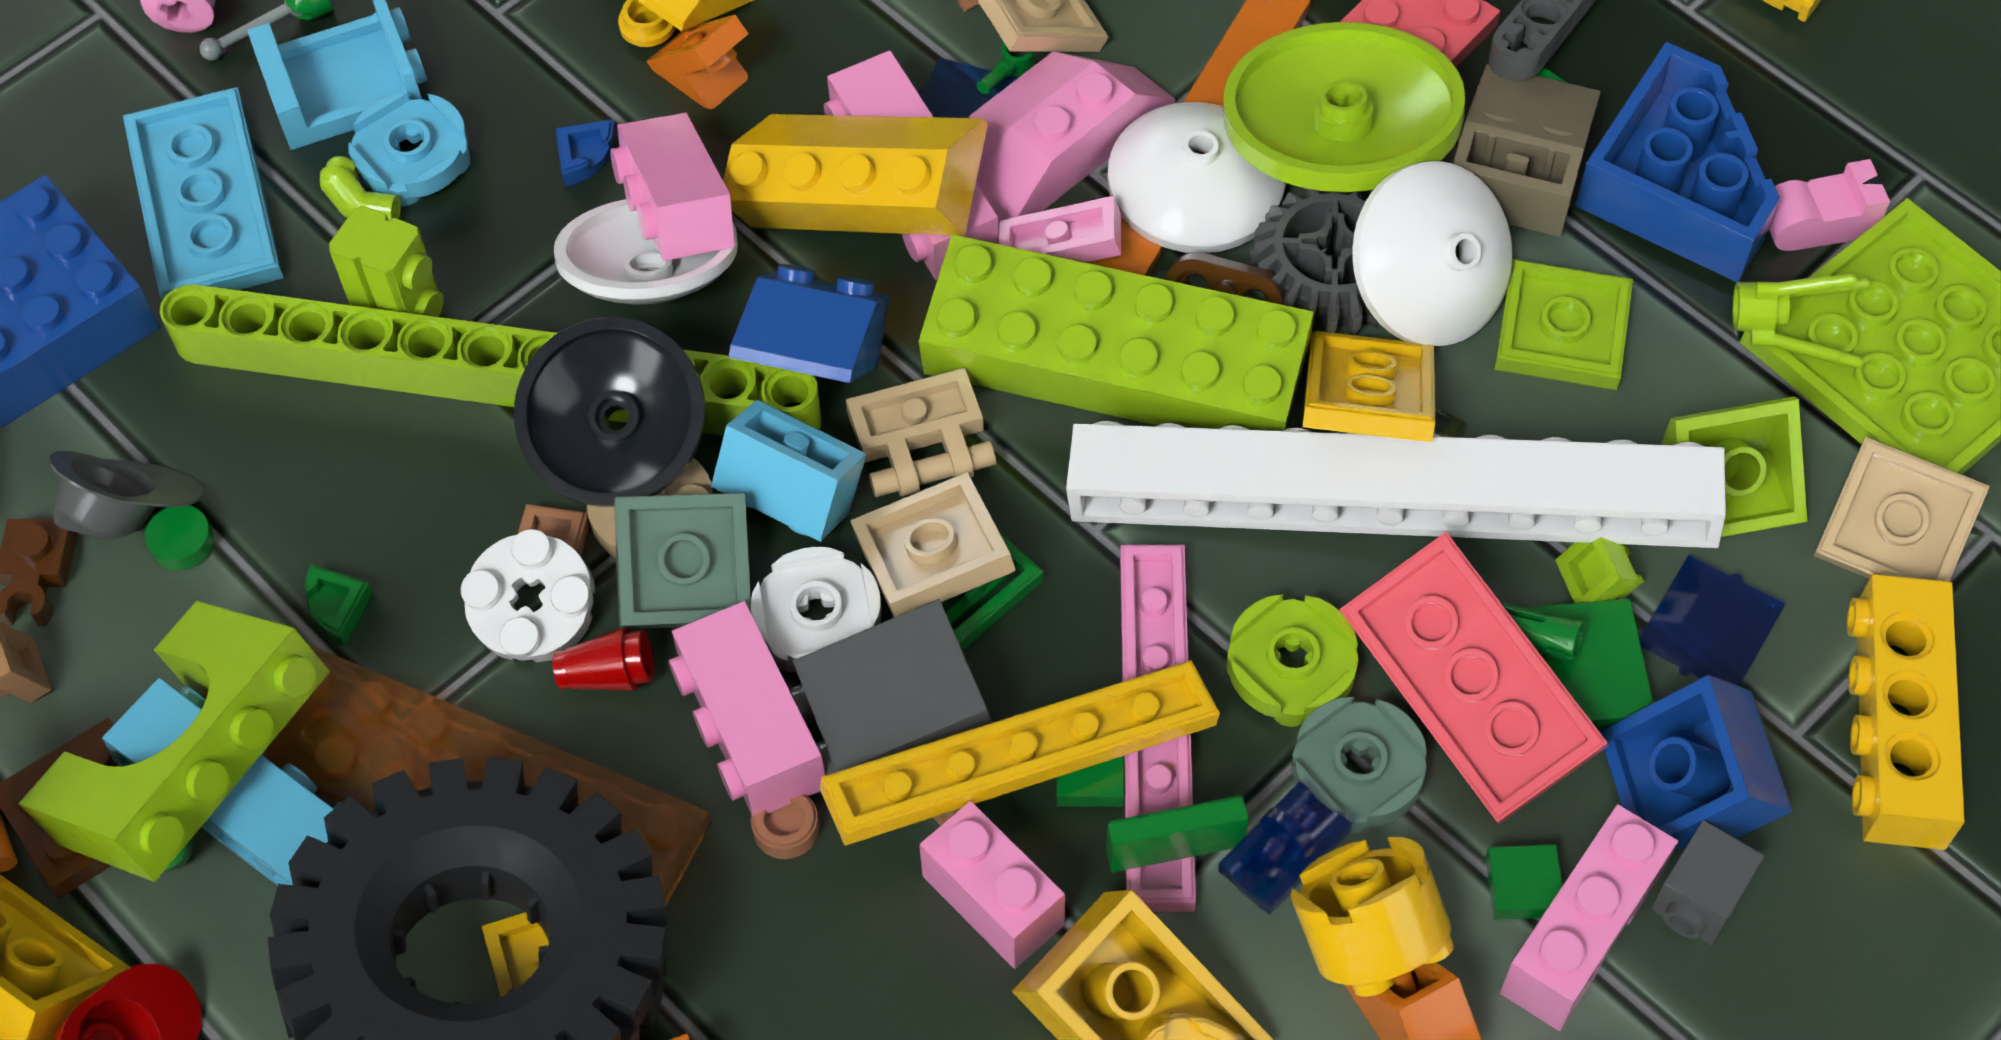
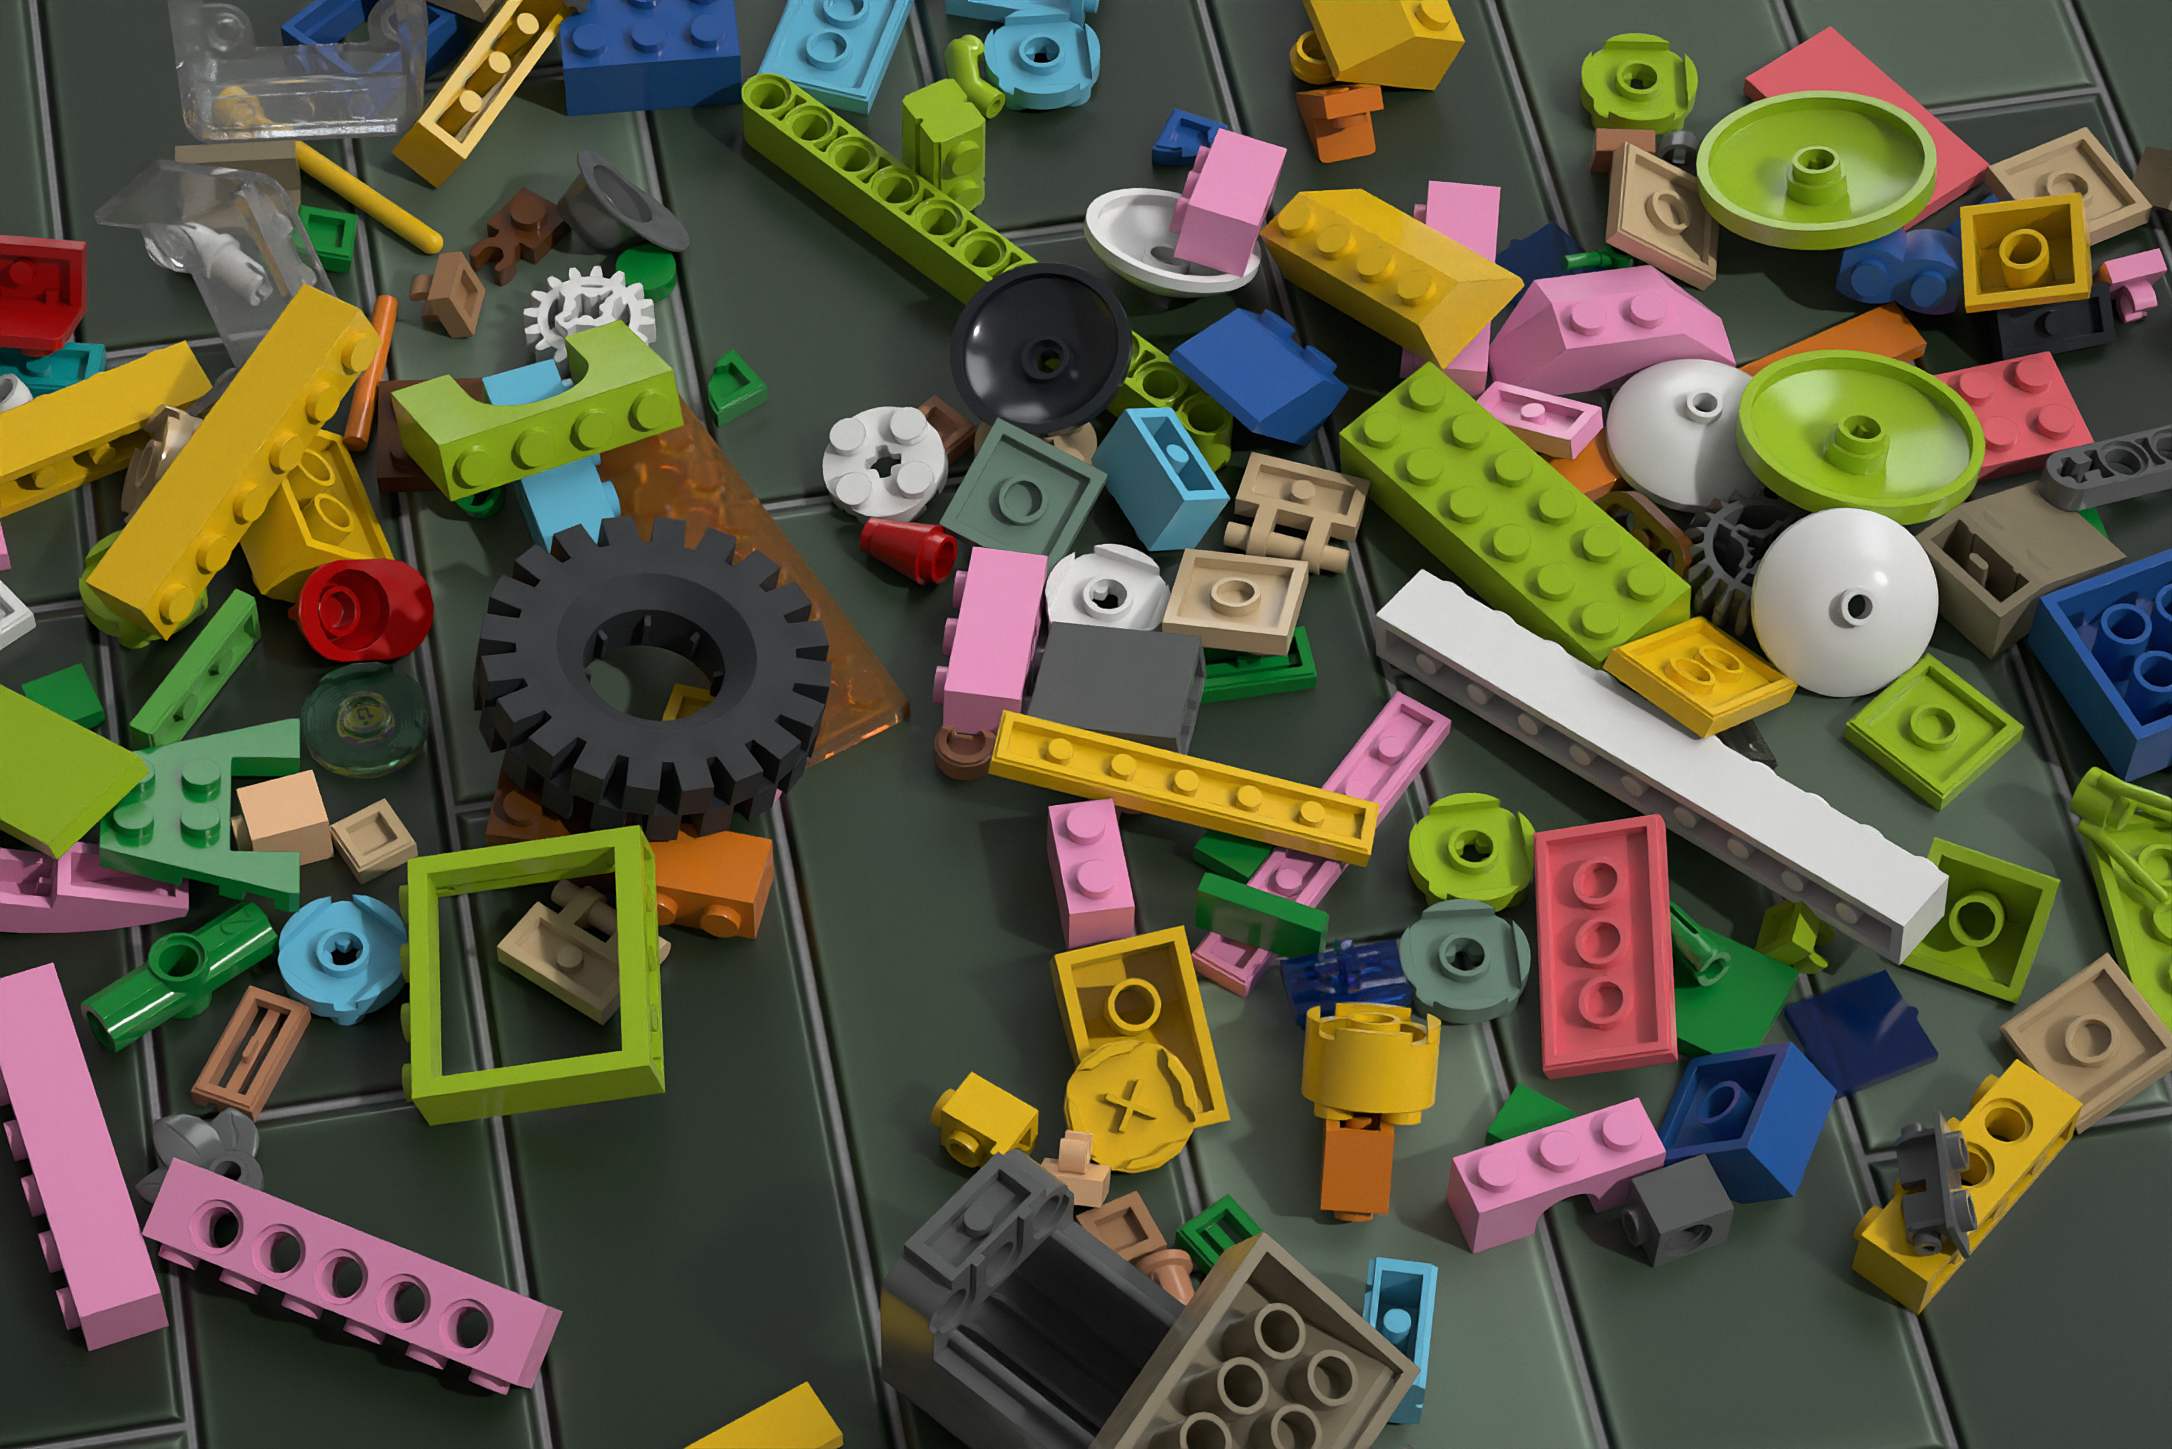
camera: 30 degrees right, 5 degrees down
(150, 606) = (580, 306): none -> white gear
(1935, 752) = (1945, 1210): none -> dark grey hinge

